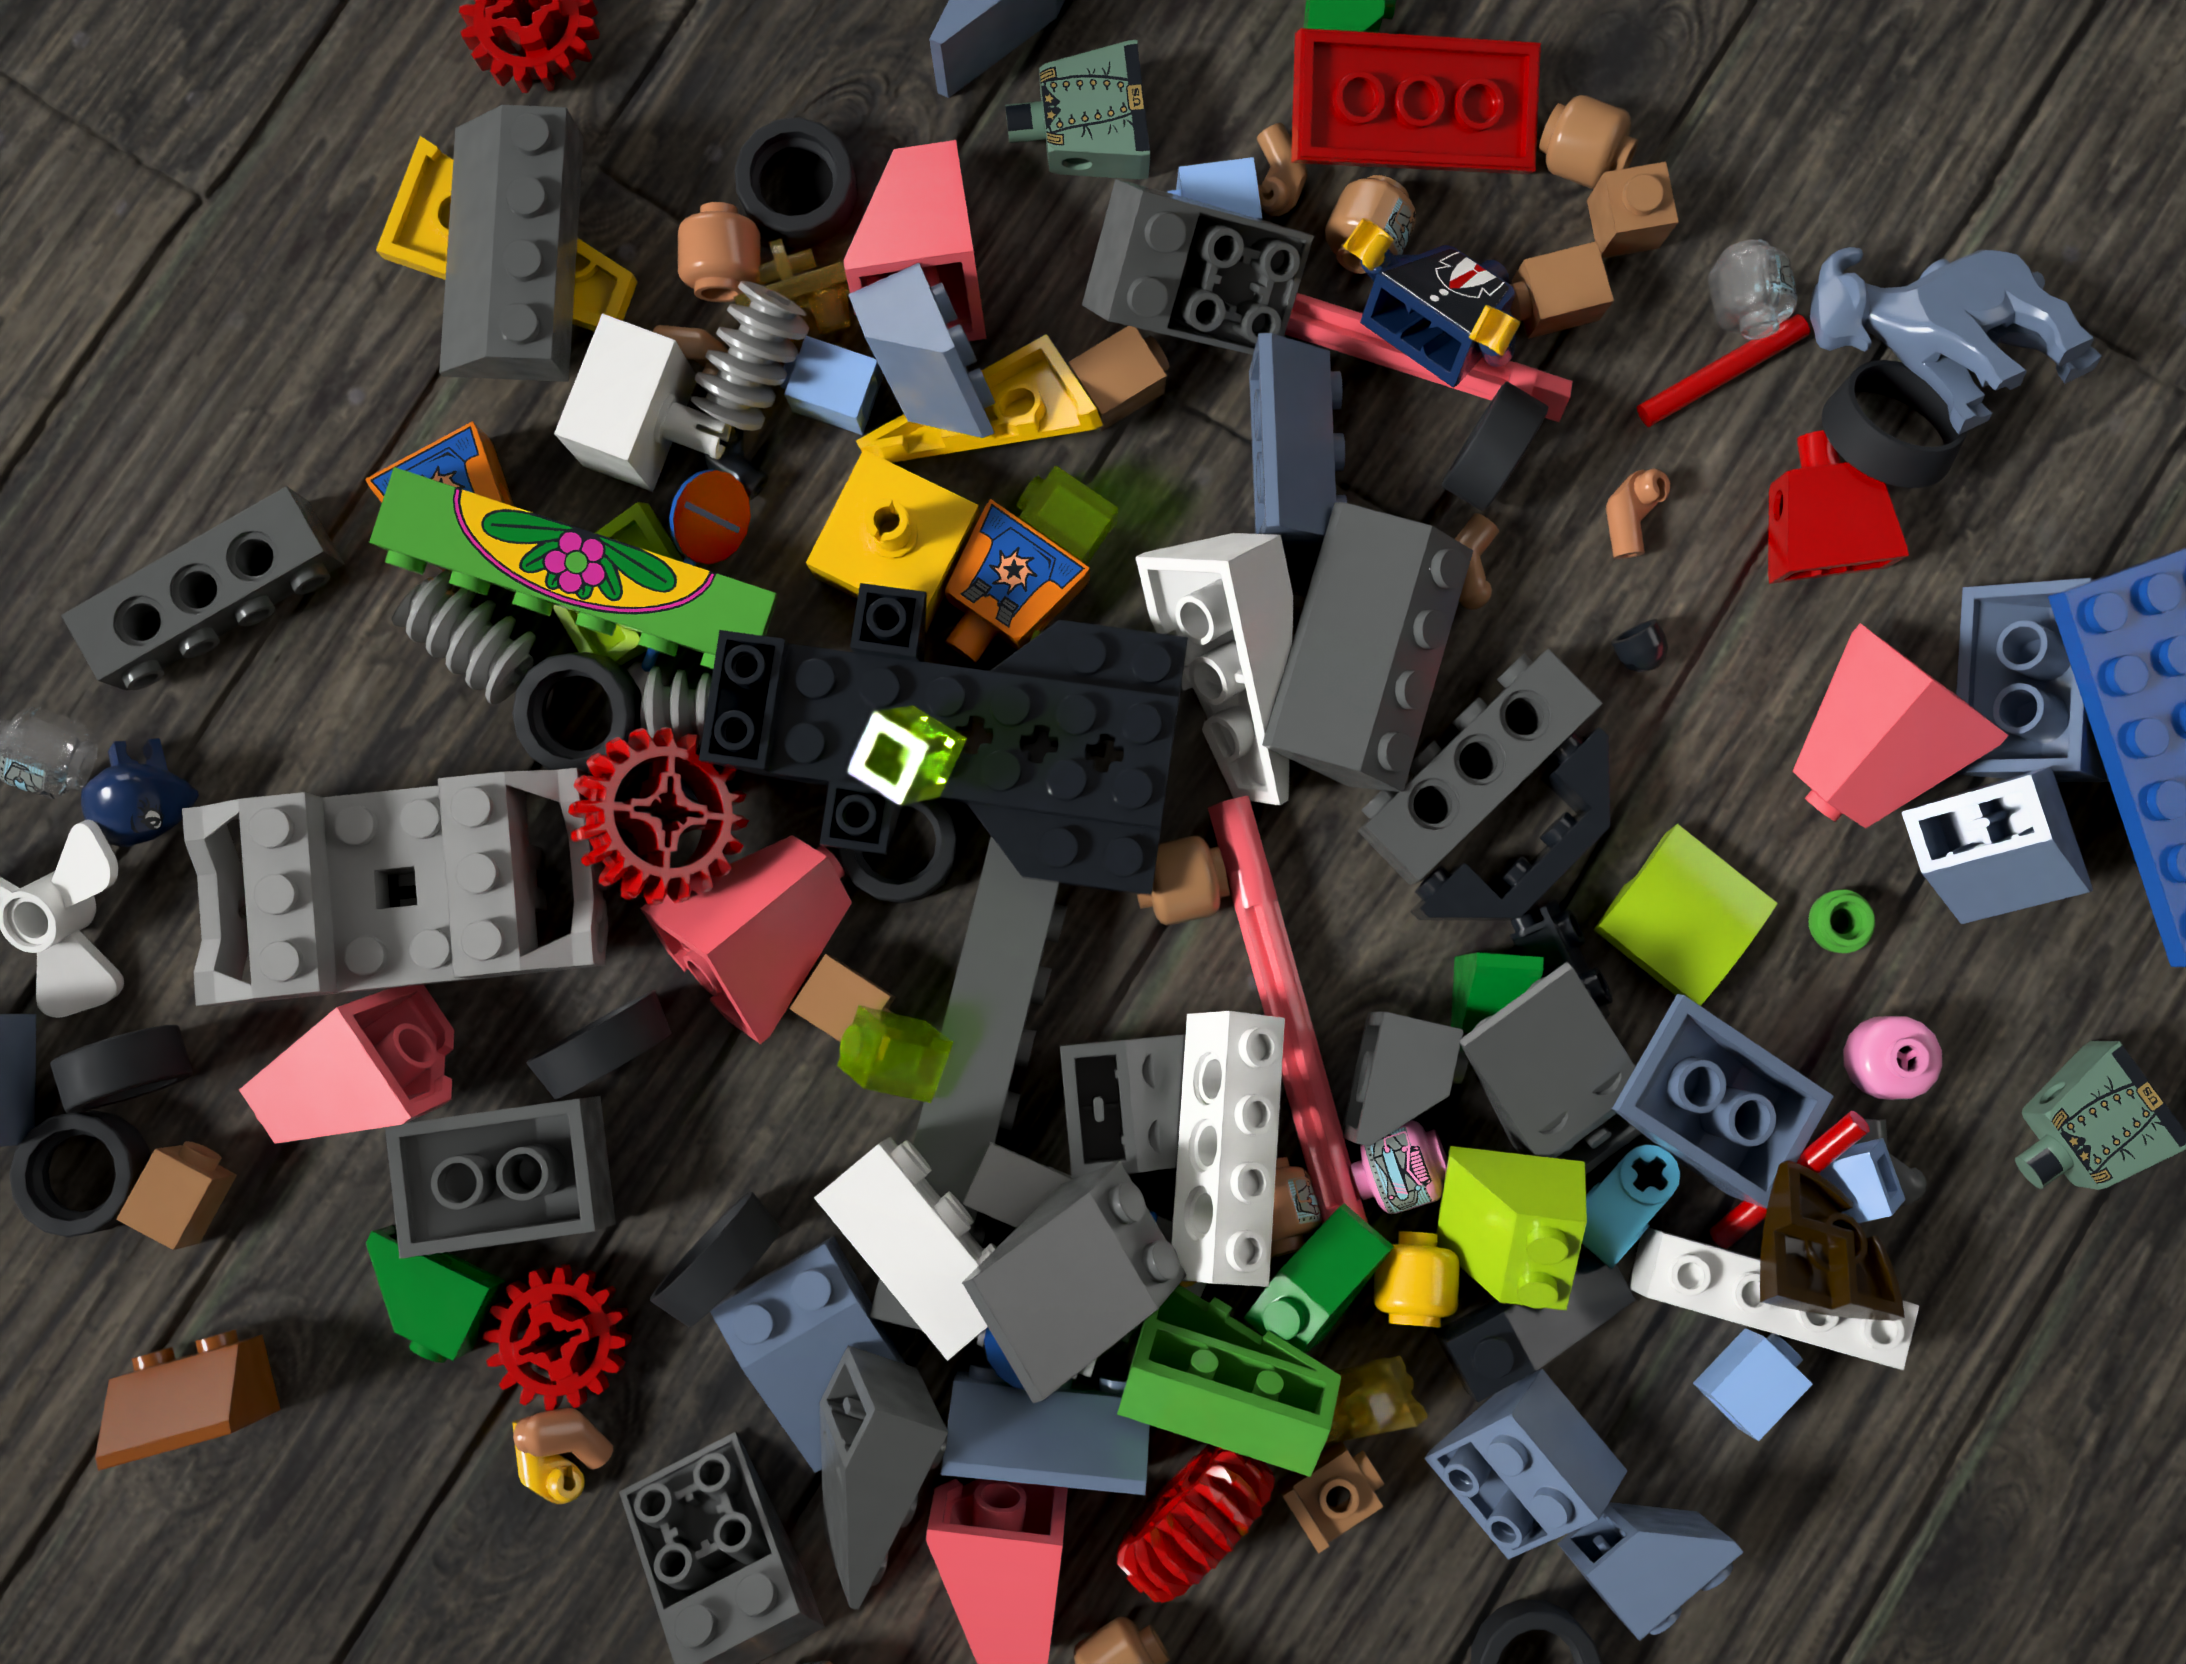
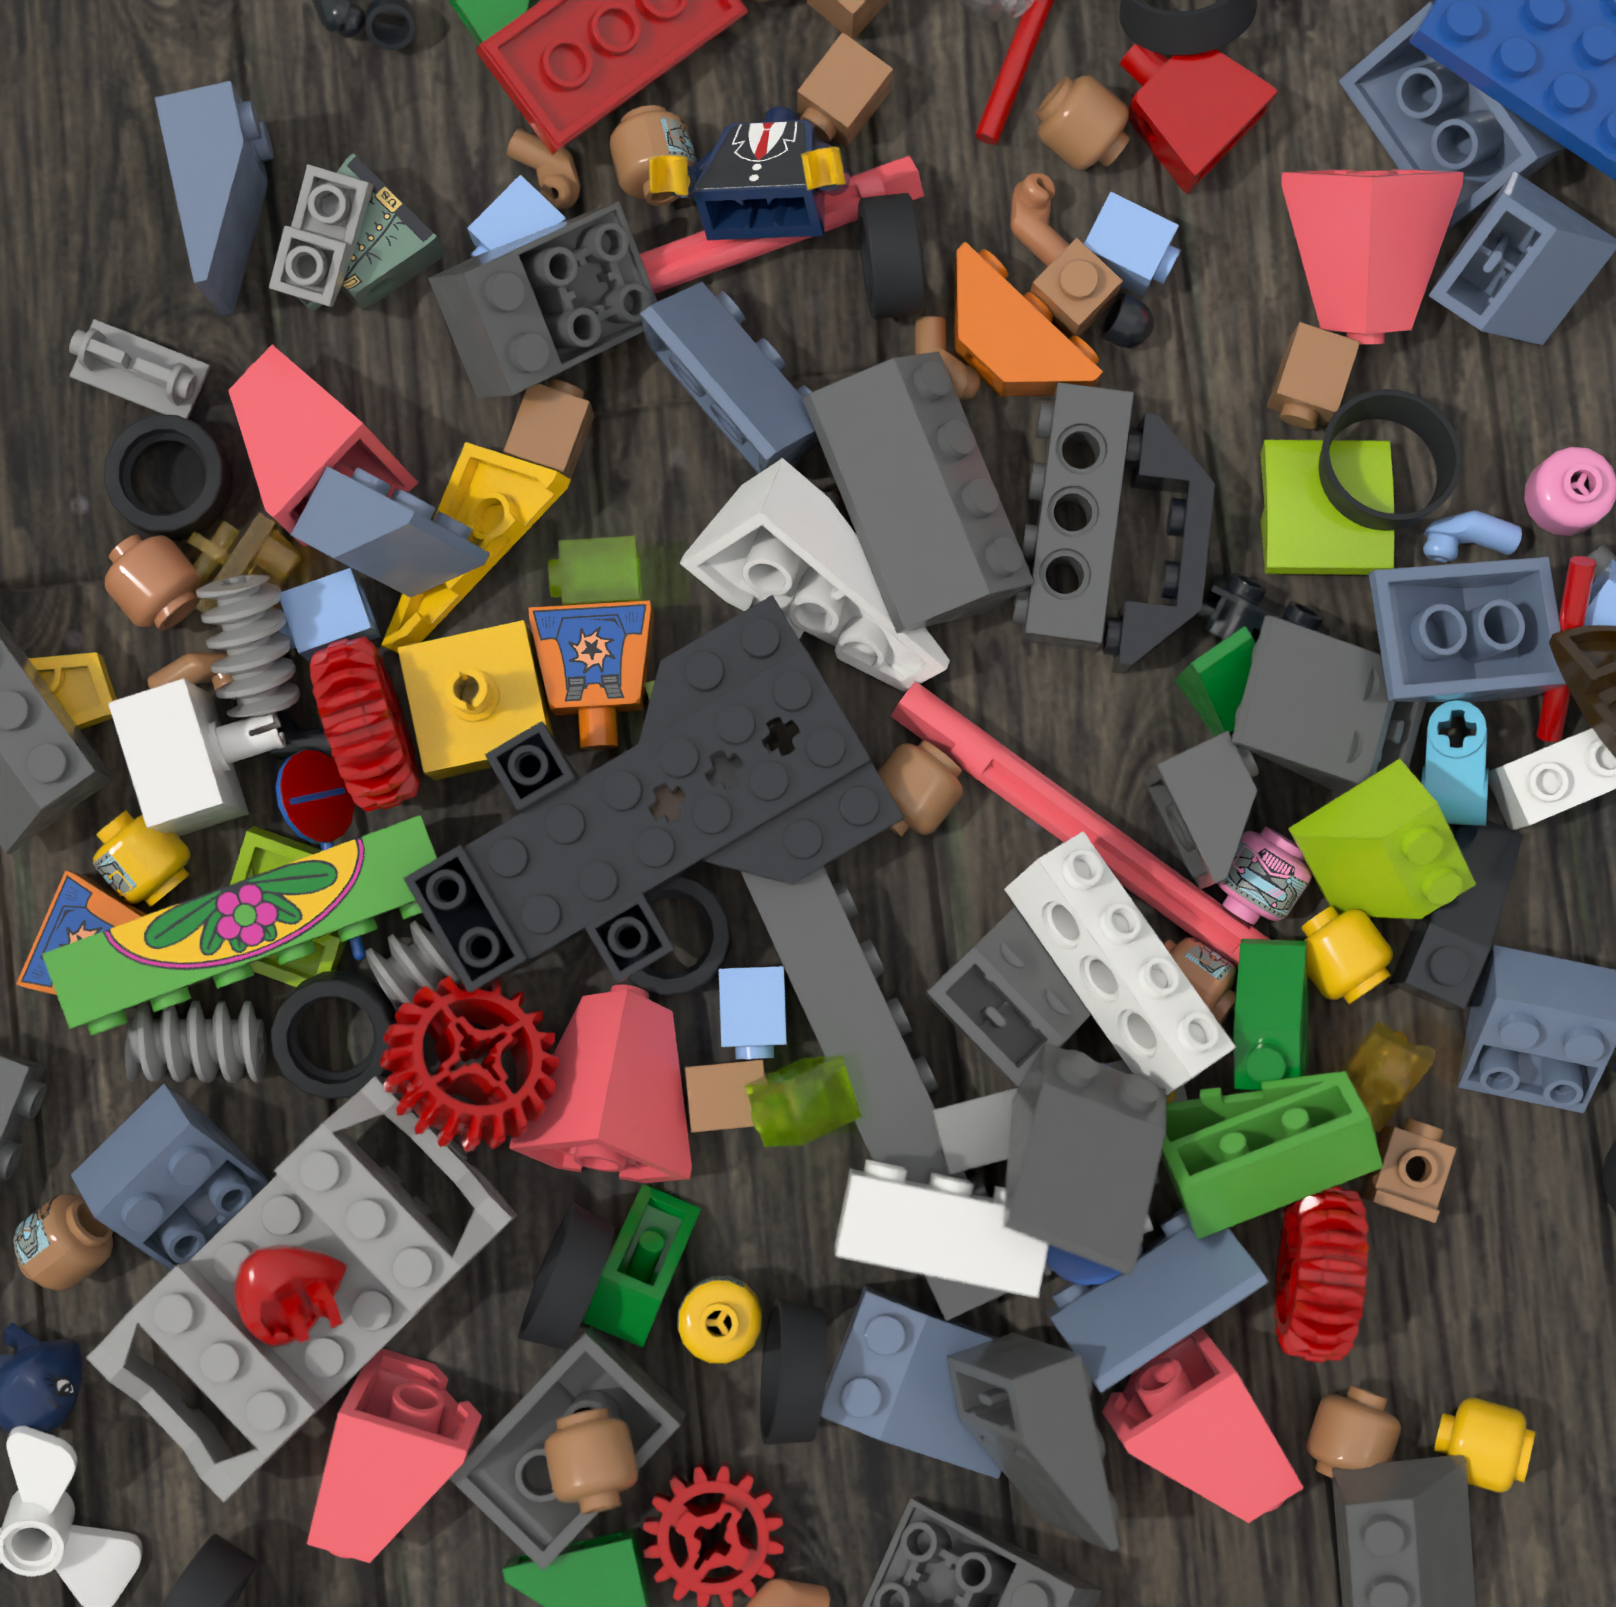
camera: 35 degrees left, 0 degrees up
(244, 707) = (62, 1243): none -> medium nougat head
(362, 721) = (168, 1179): none -> sand blue slope
(372, 881) = (286, 1292): none -> red piece
(500, 1203) = (591, 1460): none -> medium nougat head
(536, 461) = (140, 860): none -> yellow head
(670, 1081) = (641, 1265): none -> green slope
(676, 1181) = (731, 1298): none -> yellow head
(790, 488) = (364, 724): none -> red gear
(839, 81) = (137, 369): none -> light grey hinge
(906, 754) = (632, 858): clear neon green brick -> none
(915, 952) = (752, 1010): none -> light blue brick
(1061, 85) = (322, 236): none -> light grey slope
(1541, 584) = (1012, 334): none -> orange slope
(1619, 587) = (1076, 289): none -> medium nougat brick
(1691, 586) = (1133, 243): none -> light blue brick
(1731, 461) = (1083, 122): none -> medium nougat head
(1756, 803) = (1312, 376): none -> medium nougat brick
(1785, 1021) = (1469, 527): none -> light blue arm
(1816, 901) = (1412, 413): none -> black tyre
(1860, 921) = (1463, 403): bright green plate -> none

